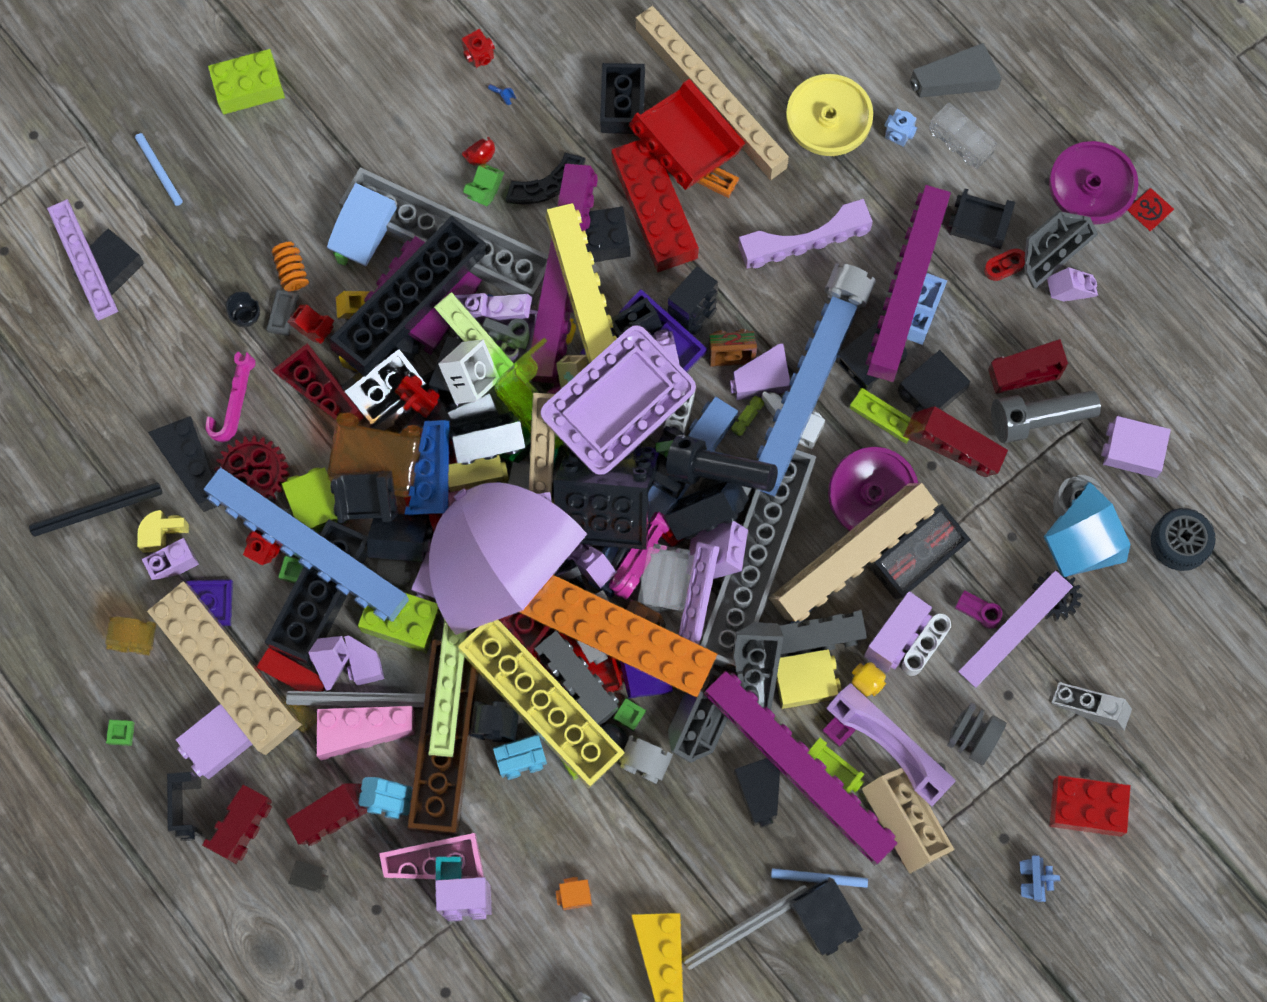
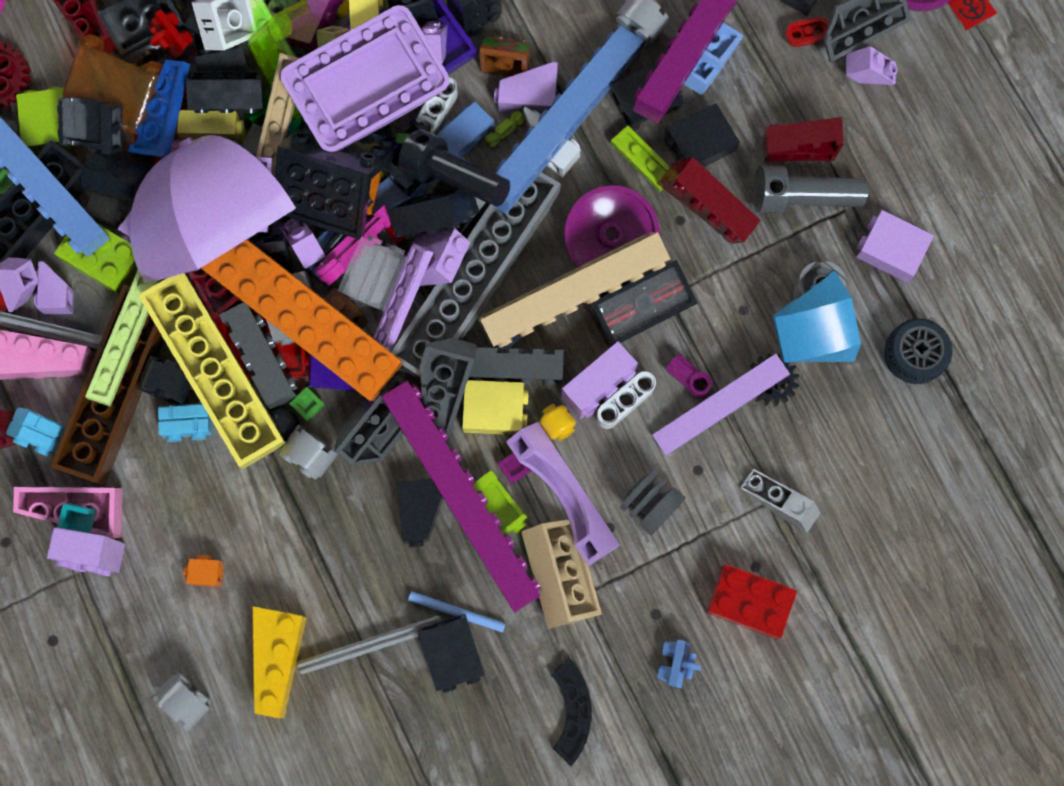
camera: 10 degrees right, 5 degrees up
(955, 943) = (577, 711): none -> black tile

